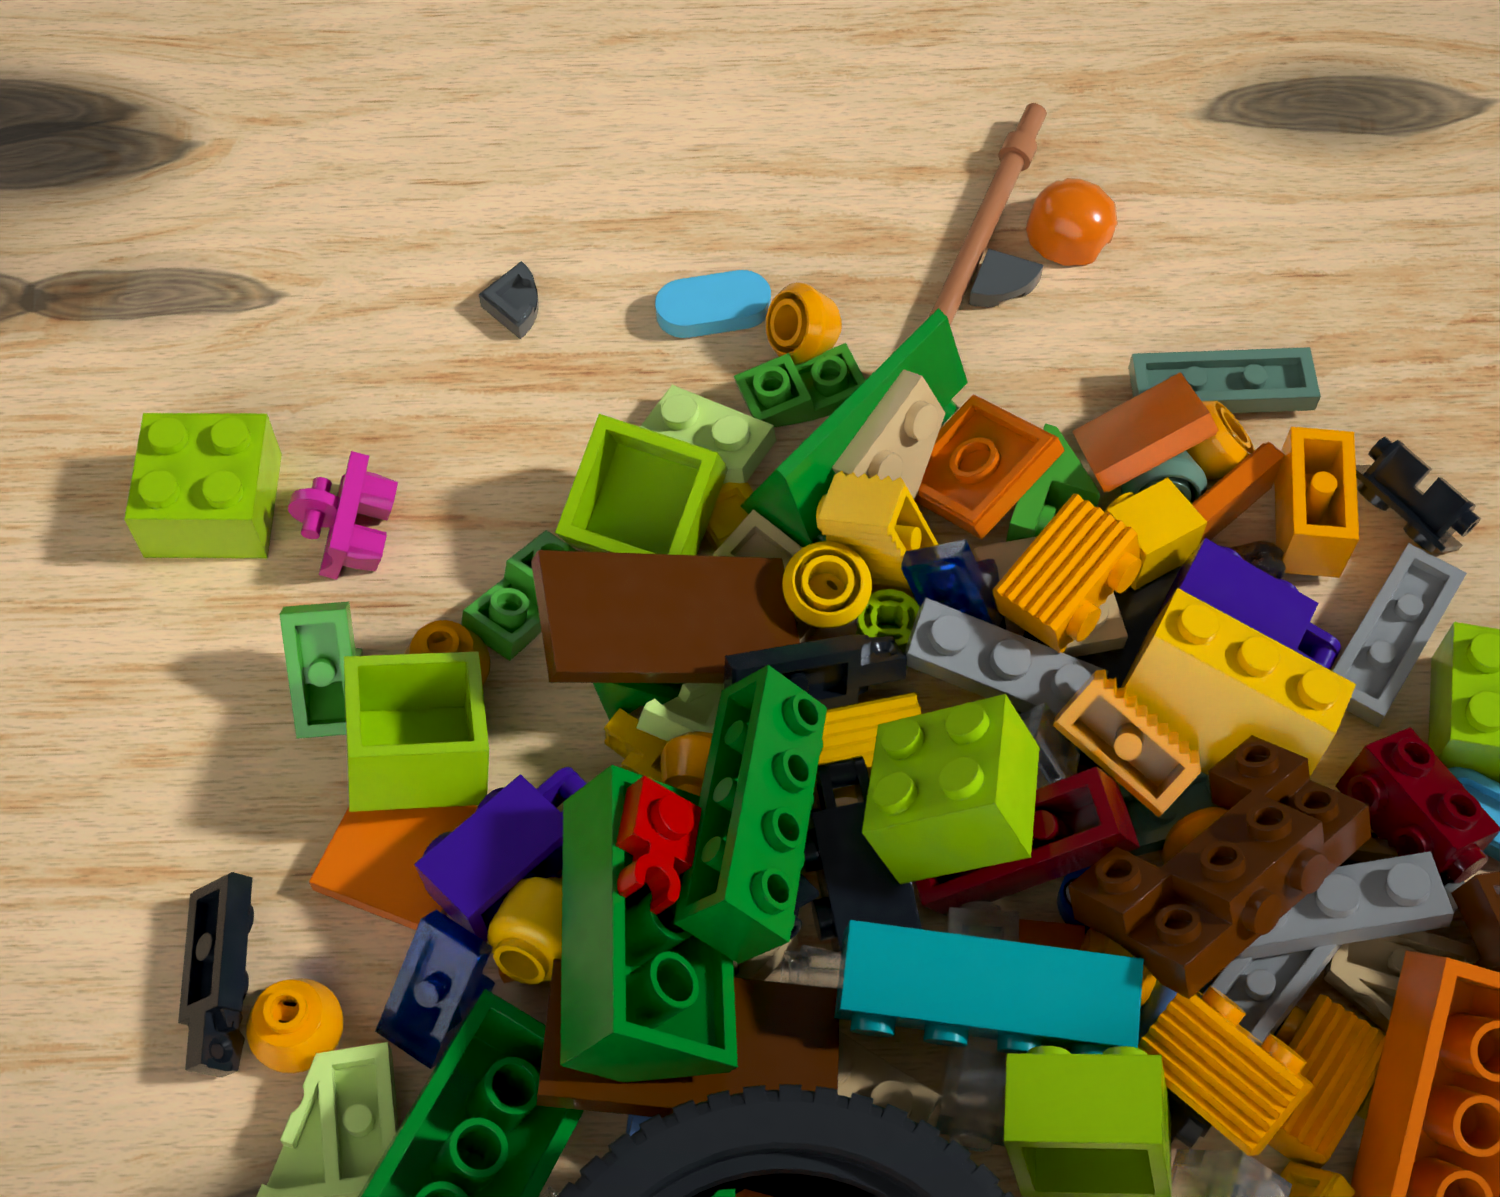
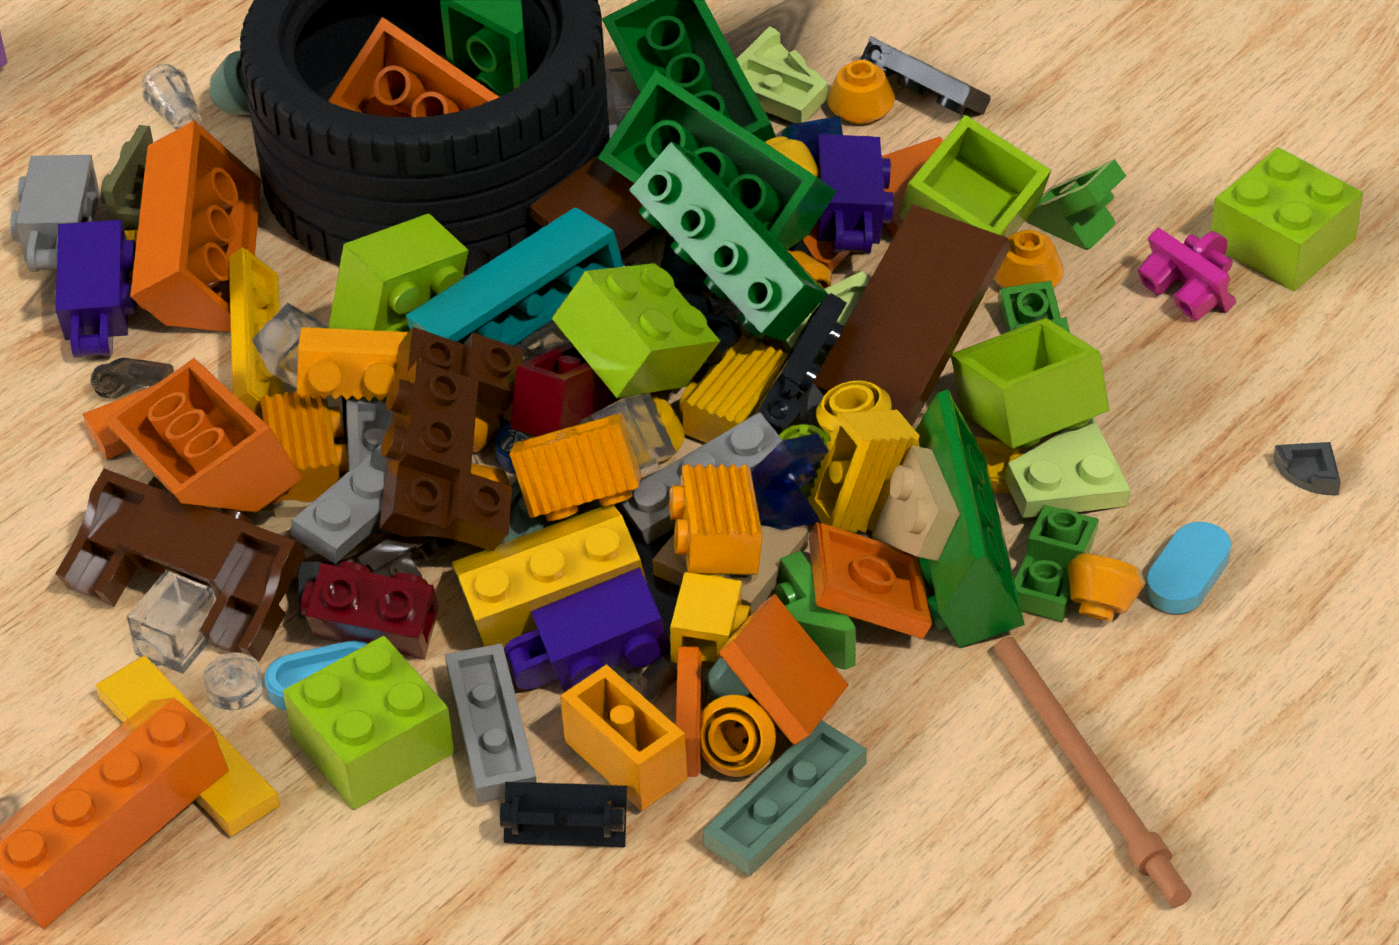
camera: 135 degrees right, 15 degrees down
(661, 836) = (752, 172): red plate -> none
(1003, 279) = (1030, 750): dark grey tile -> none
(1071, 222) = (1038, 831): orange hair -> none

